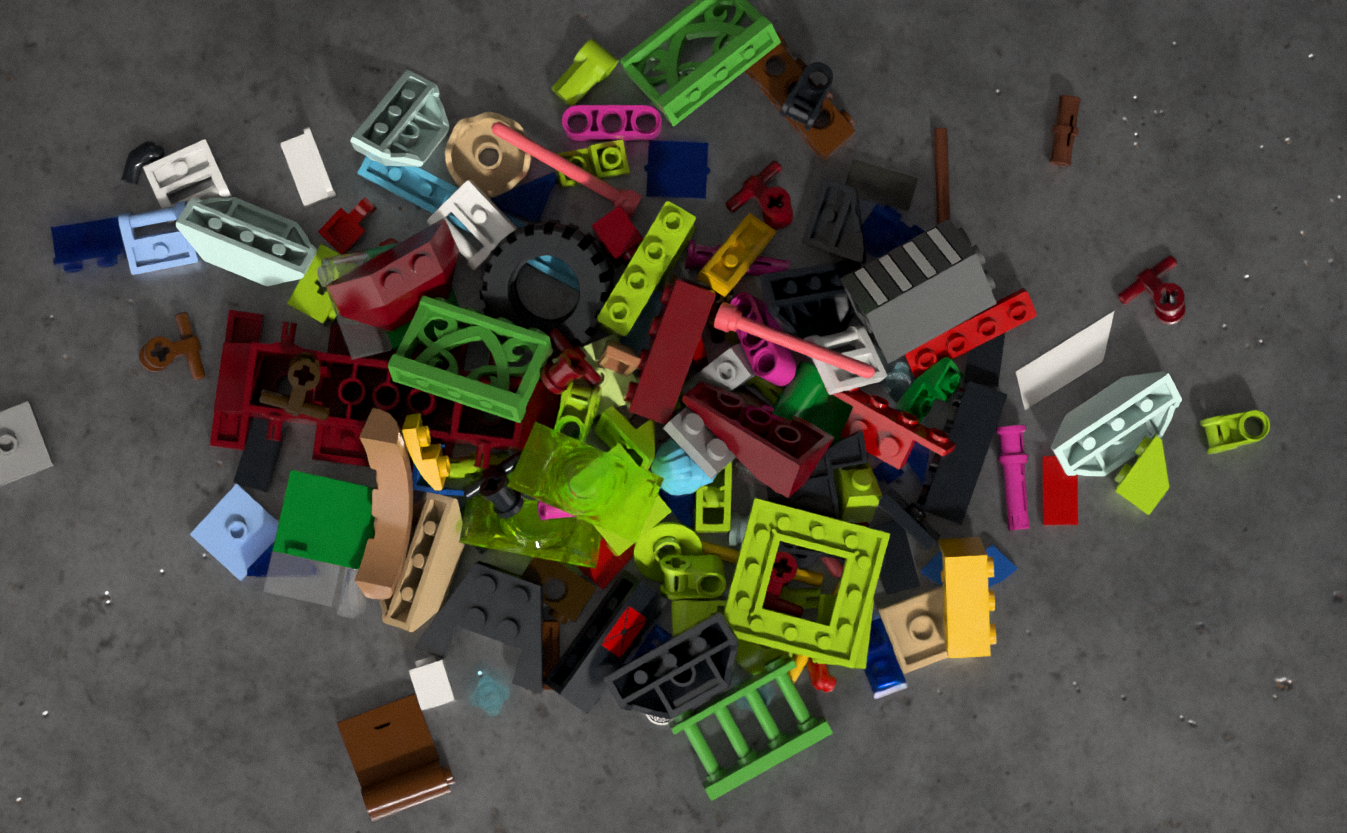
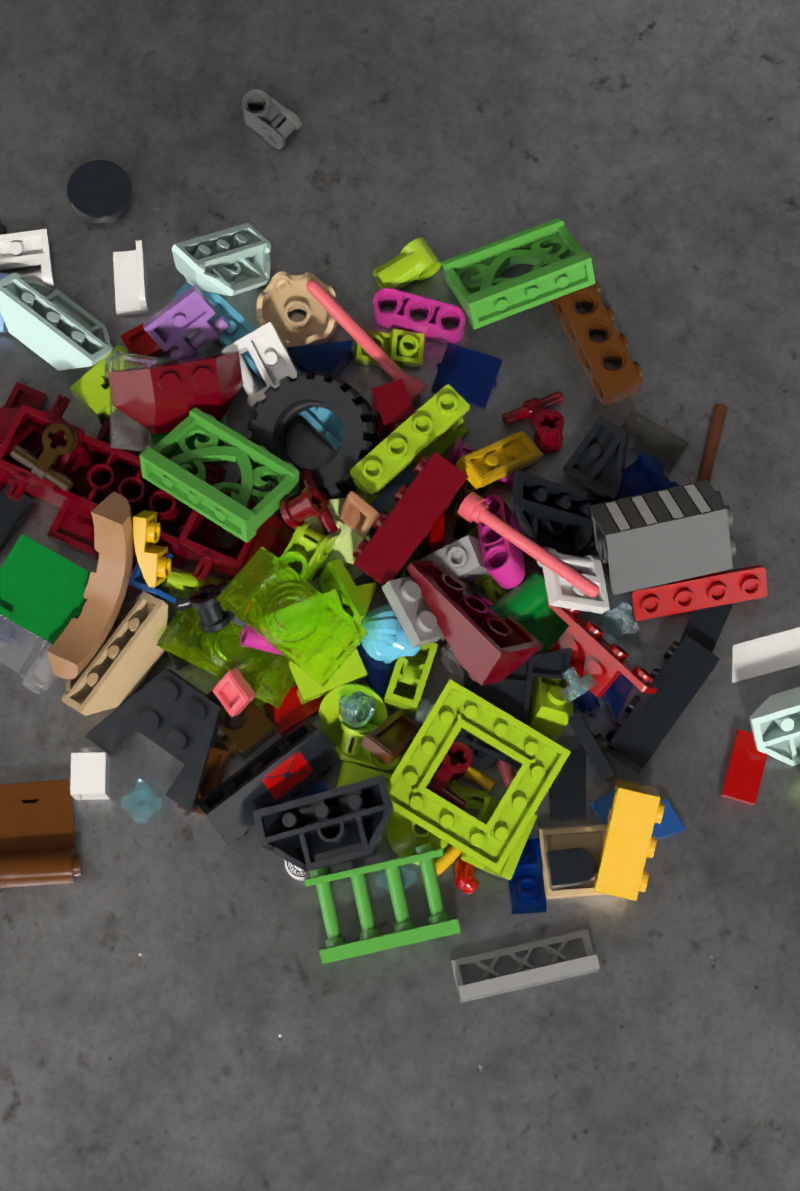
camera: 15 degrees right, 10 degrees down
(245, 81) = (99, 191): none -> black tile
(376, 201) = (181, 318): none -> medium lavender plate
(549, 568) = (234, 692): none -> coral tile
(671, 548) = (357, 709): none -> clear light blue tile
(715, 566) = (391, 737): none -> reddish brown tile
(807, 97) = (604, 338): black piece -> none
(878, 467) = (577, 685): none -> clear light blue tile
(908, 755) = (527, 978): none -> light grey fence
(918, 640) = (569, 868): none -> black piece
(935, 383) = (651, 631): green slope -> none
(1013, 461) = (708, 725): dark pink pin -> none

